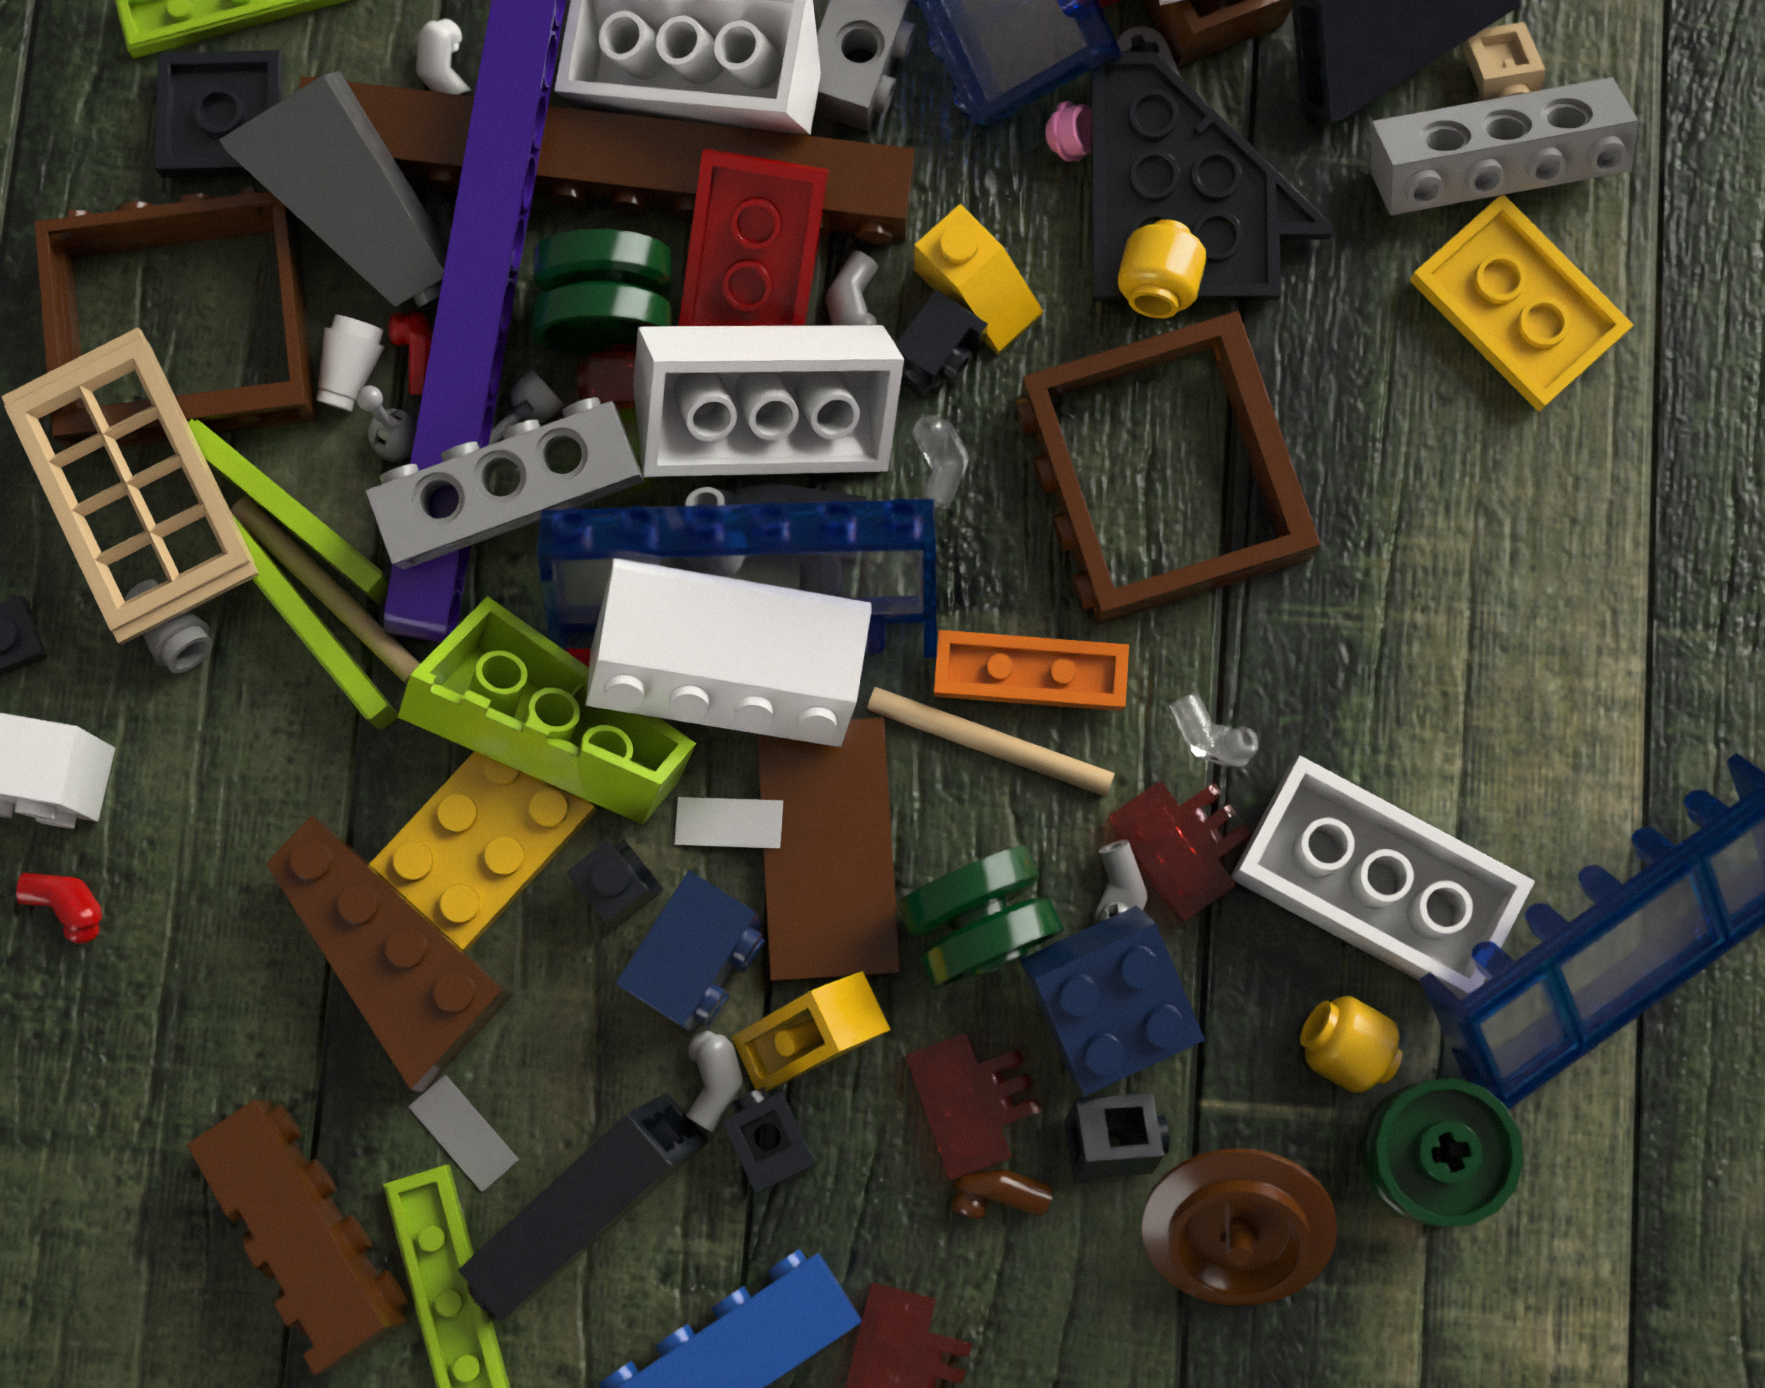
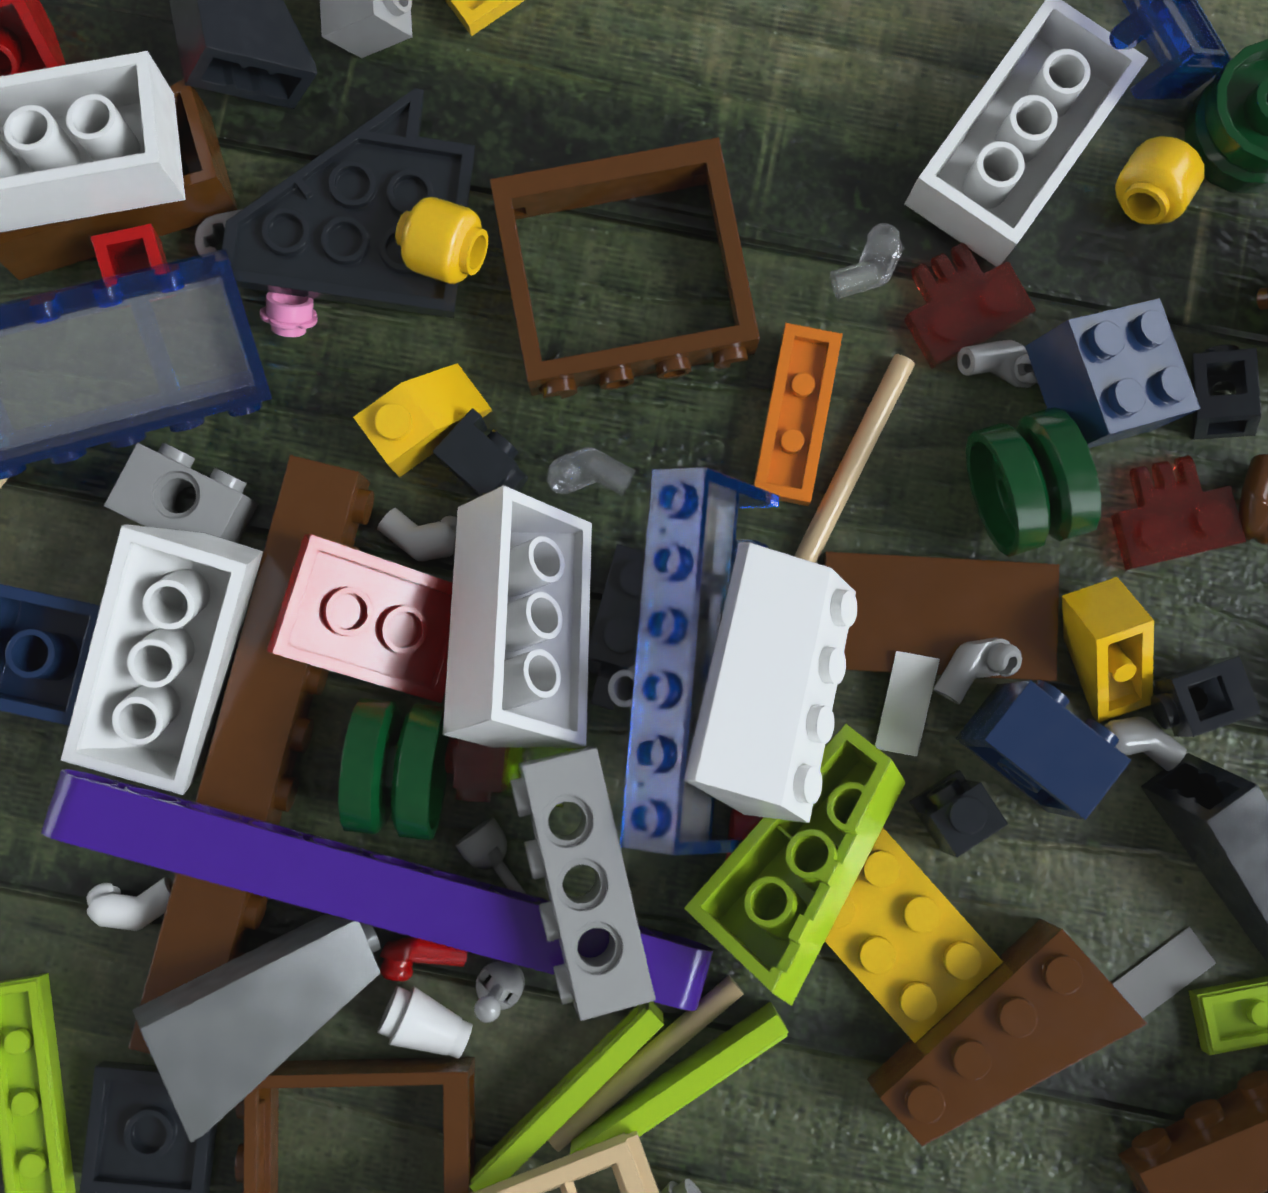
camera: 85 degrees left, 5 degrees up
(780, 883) = (977, 660): none -> light grey arm

